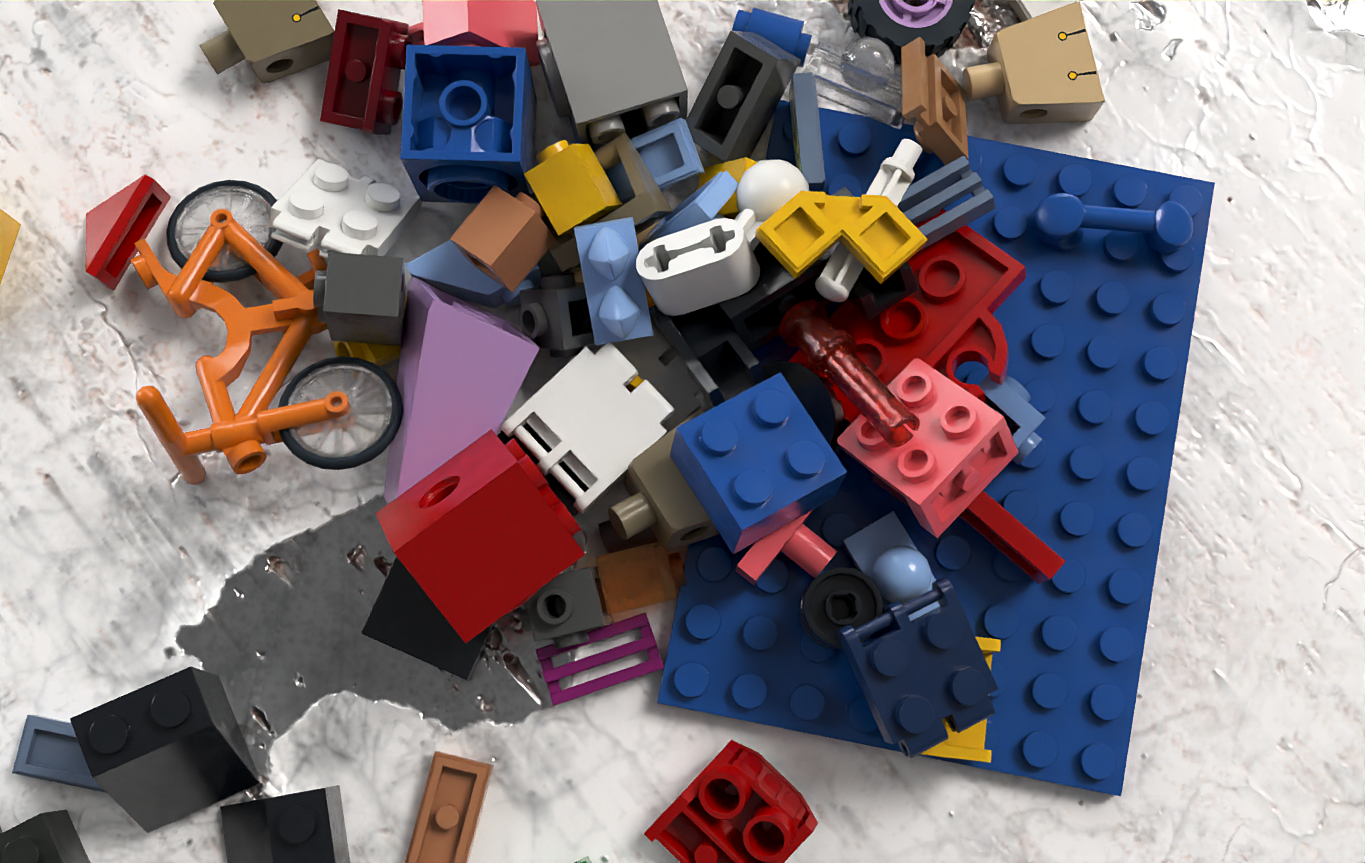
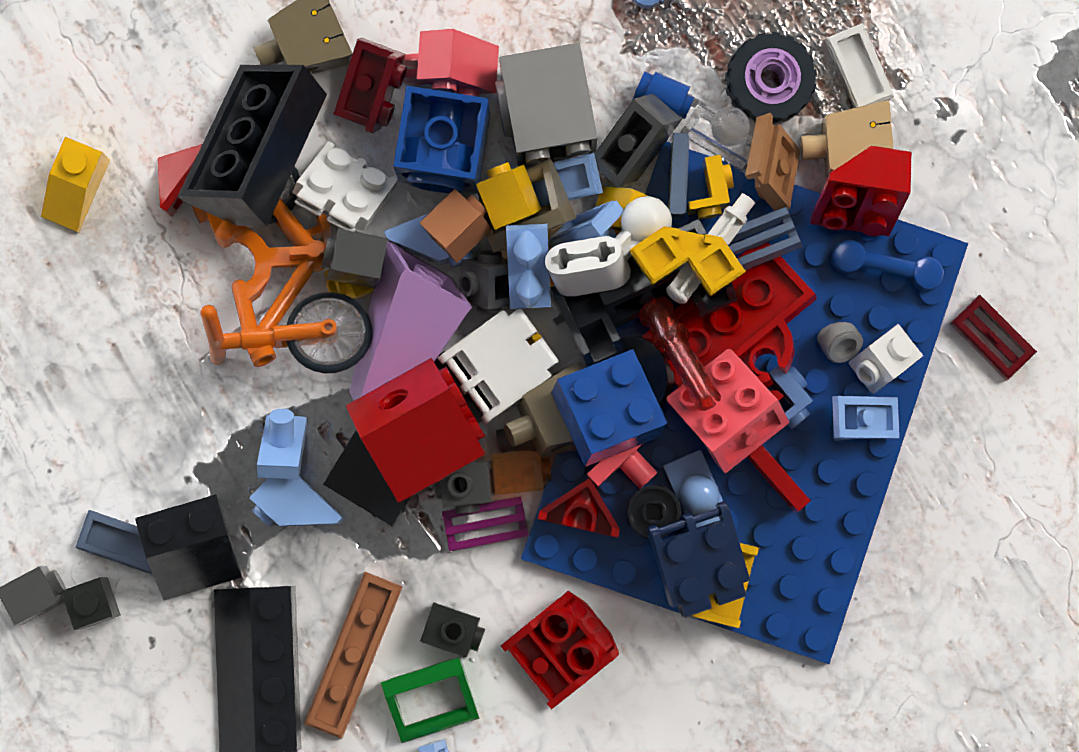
camera: 10 degrees right, 5 degrees up
(209, 168) = (254, 143): none -> black slope
(292, 584) = (282, 445): none -> light blue tile
(317, 663) = (292, 504): none -> light blue slope
(571, 821) = (452, 630): none -> pearl dark grey brick
(737, 619) = (582, 510): none -> red slope
(862, 138) = (718, 181): none -> yellow bracket
(1066, 333) = (840, 341): none -> light grey tile
(1073, 121) = (866, 192): none -> red slope
(1117, 434) = (865, 417): none -> light blue slope
(1132, 351) = (885, 359): none -> white bracket
(1258, 324) = (981, 348): none -> dark red tile

